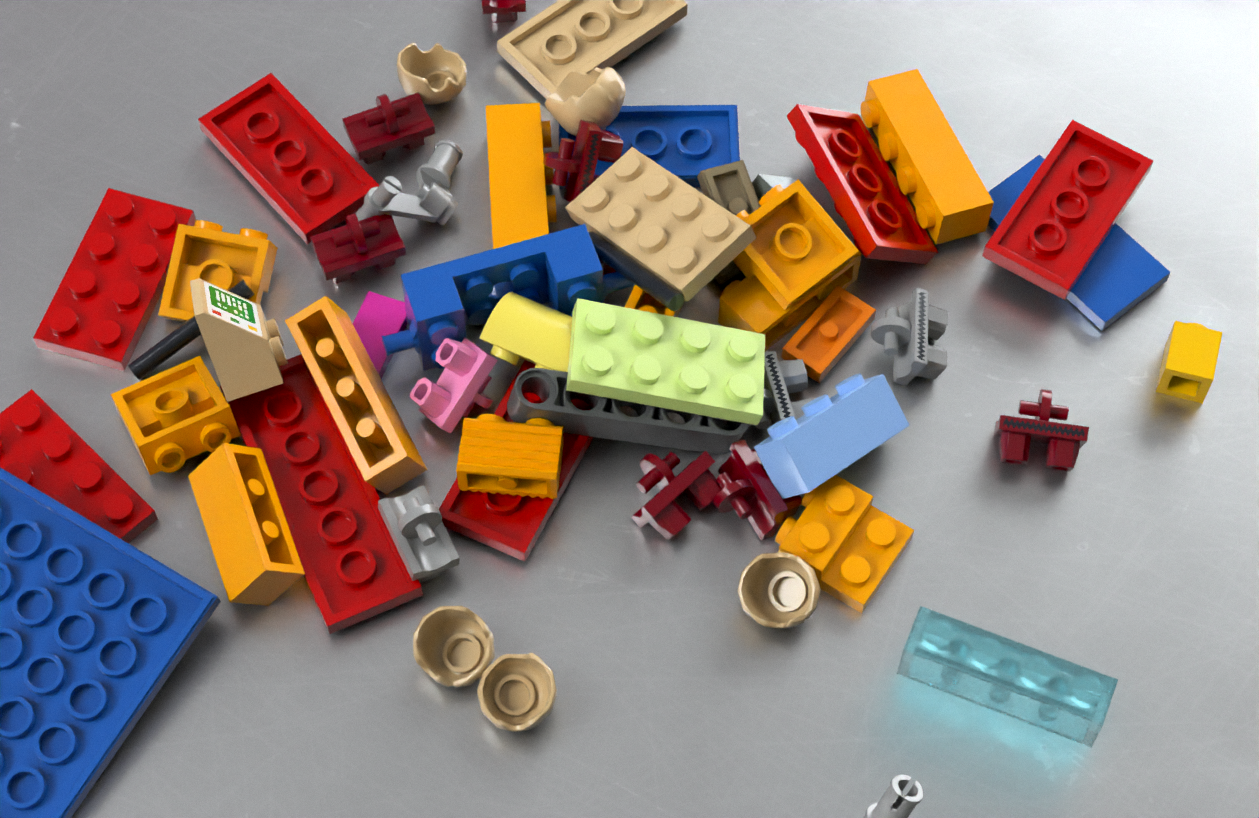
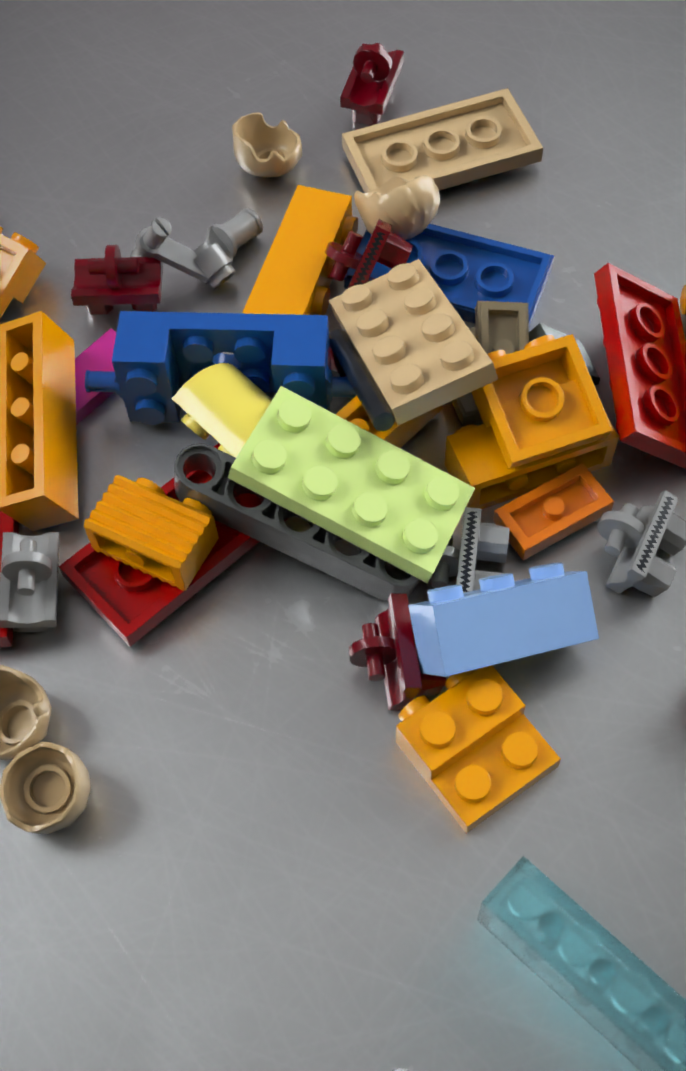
camera: 25 degrees right, 0 degrees up
(288, 157) = (98, 182): red plate -> none
(388, 127) = (202, 181): dark red hips -> none
(458, 386) = (146, 446): bright pink hips -> none
(693, 480) = (291, 638): dark red hips -> none
(778, 590) = (374, 775): tan hair -> none

